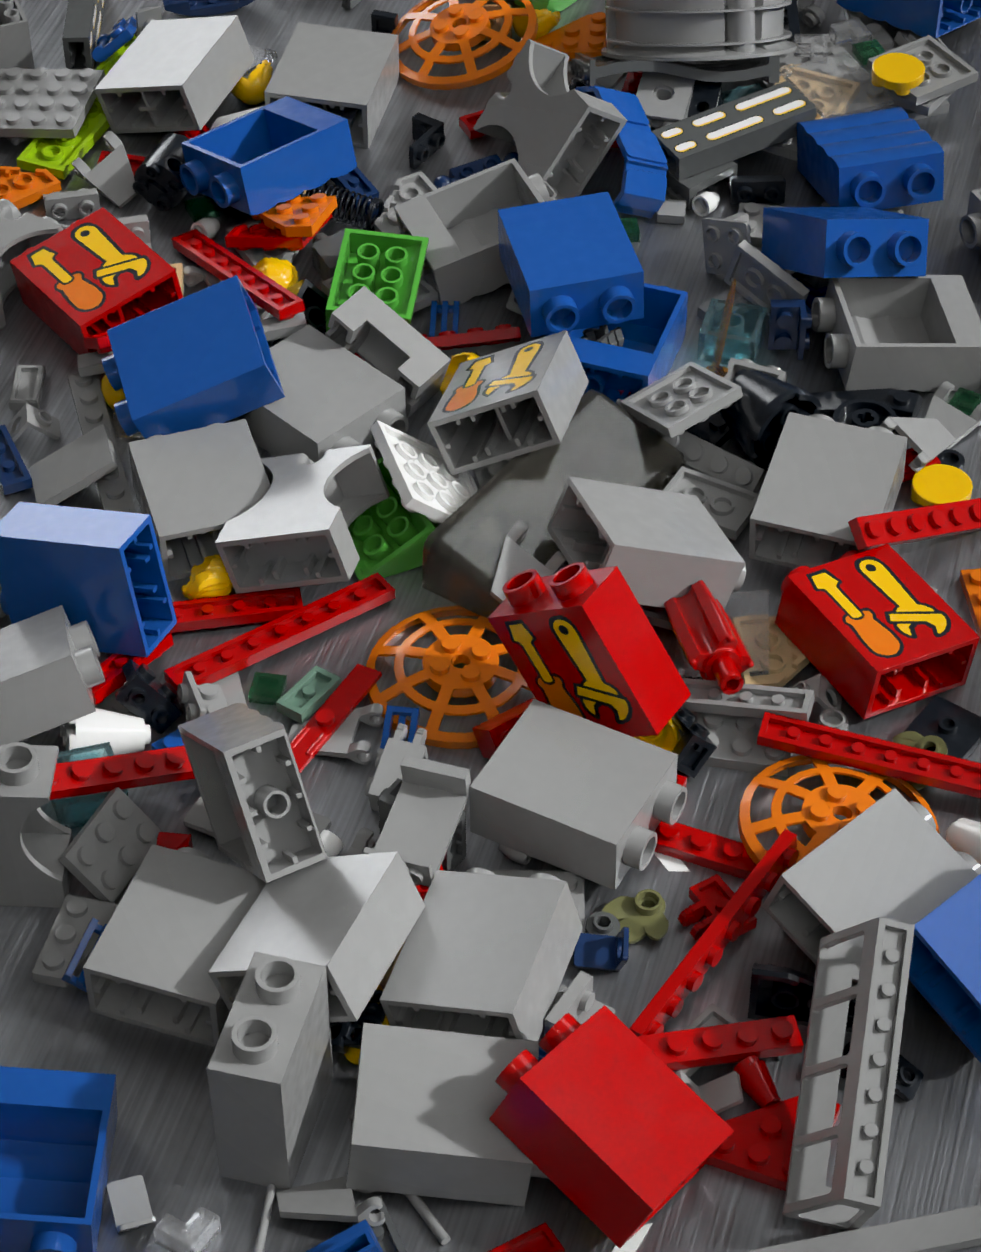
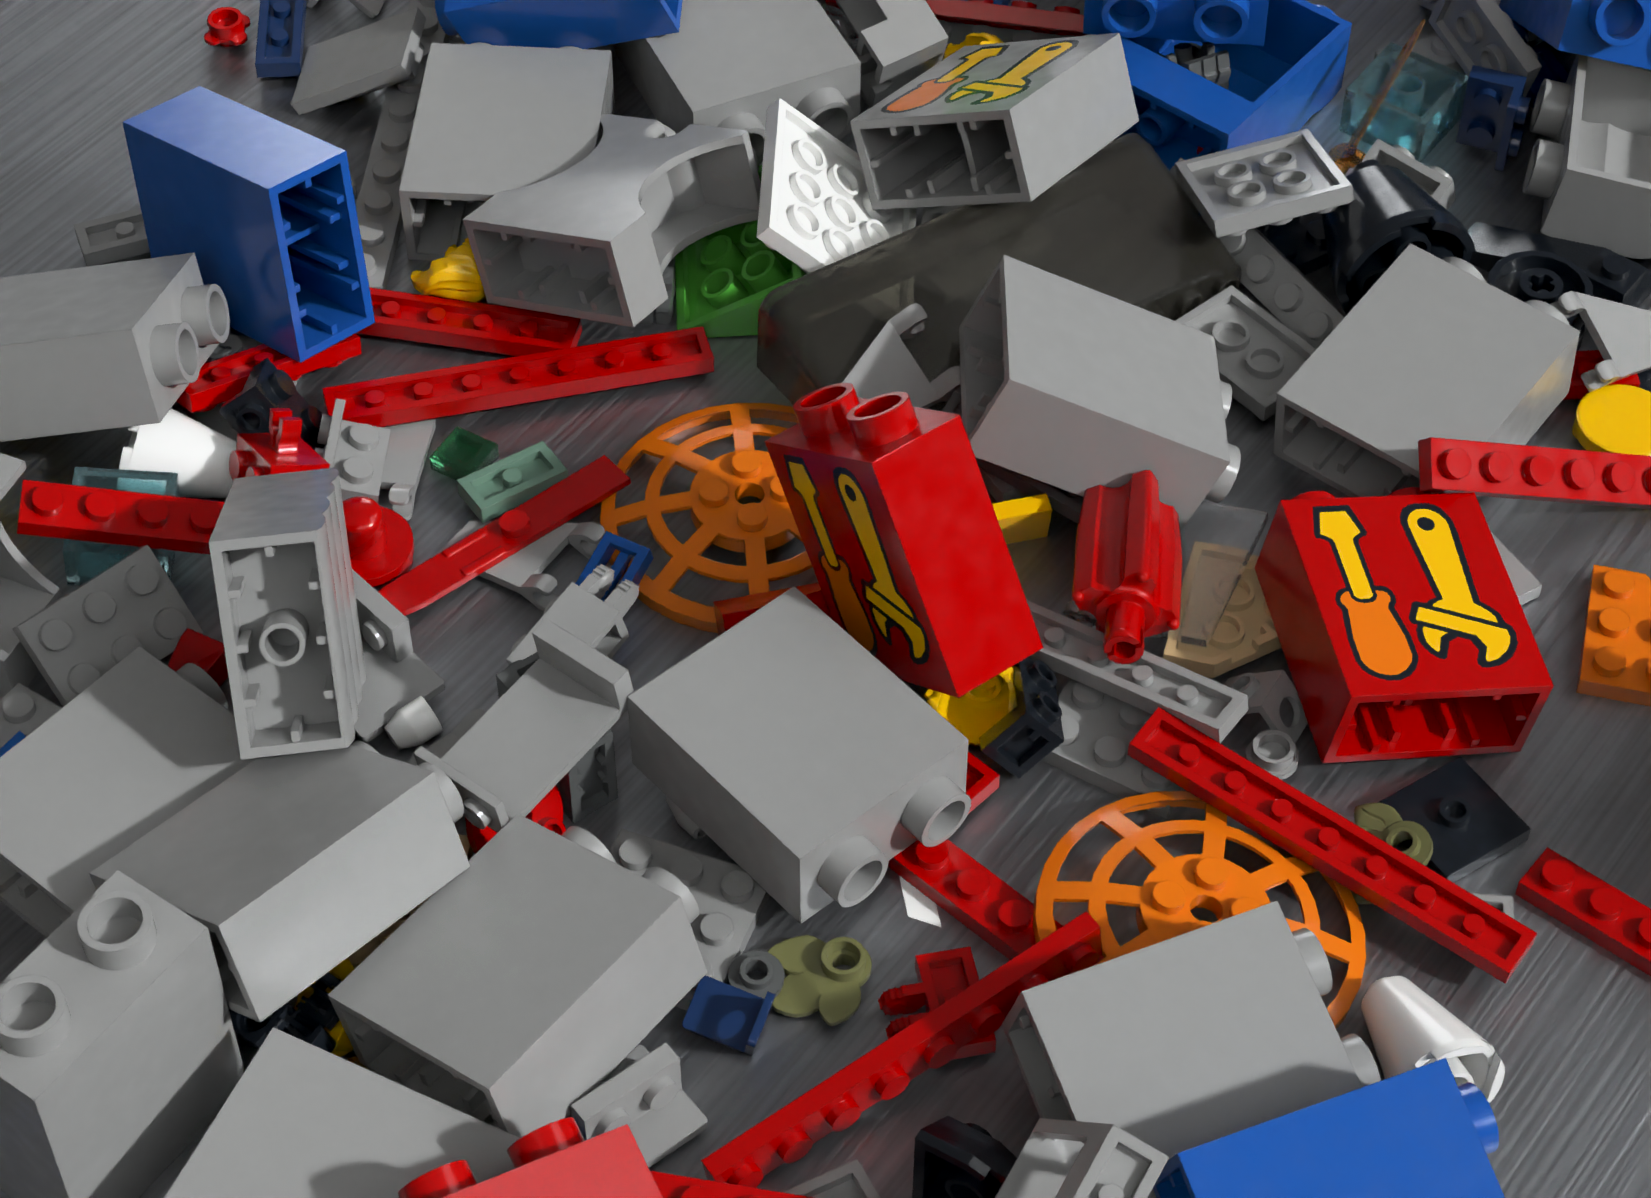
camera: 20 degrees right, 5 degrees up
(160, 720) = (274, 451): none -> red brick

